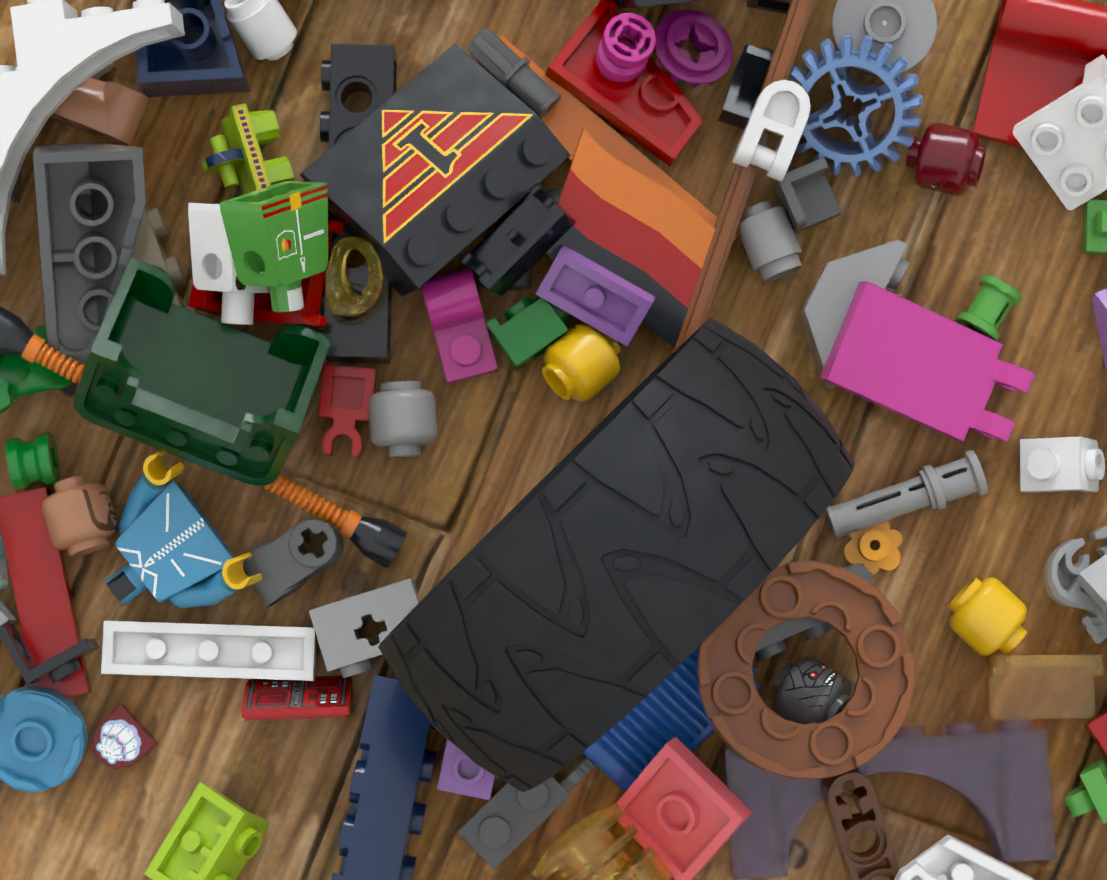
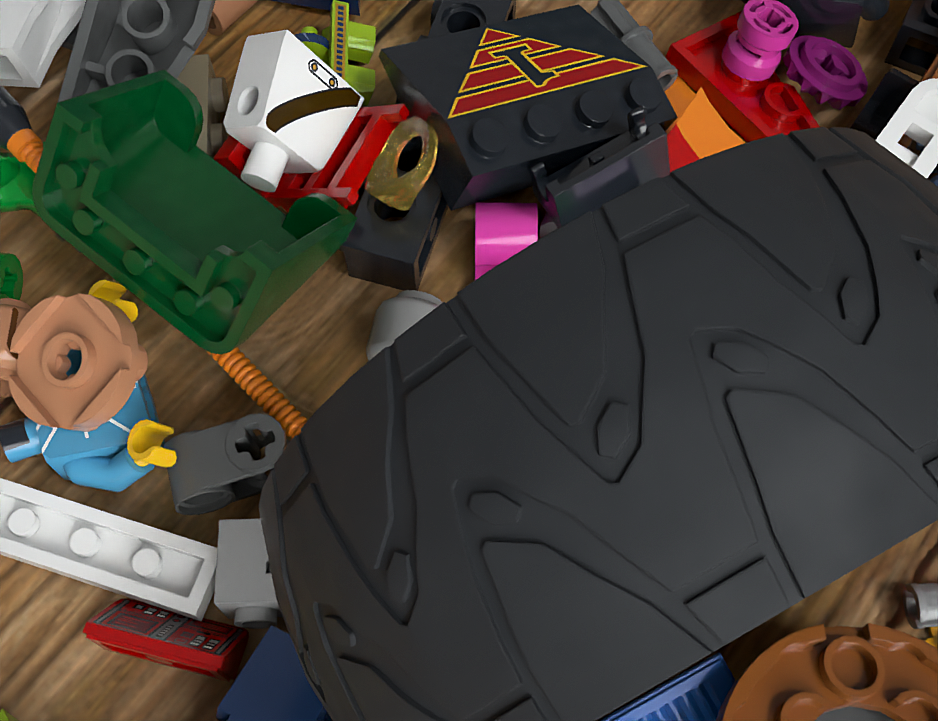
camera: 15 degrees right, 20 degrees down
(180, 507) = (108, 366): none -> nougat plate
(279, 238) = (330, 87): bright green torso -> none
(345, 400) = (348, 315): red plate -> none

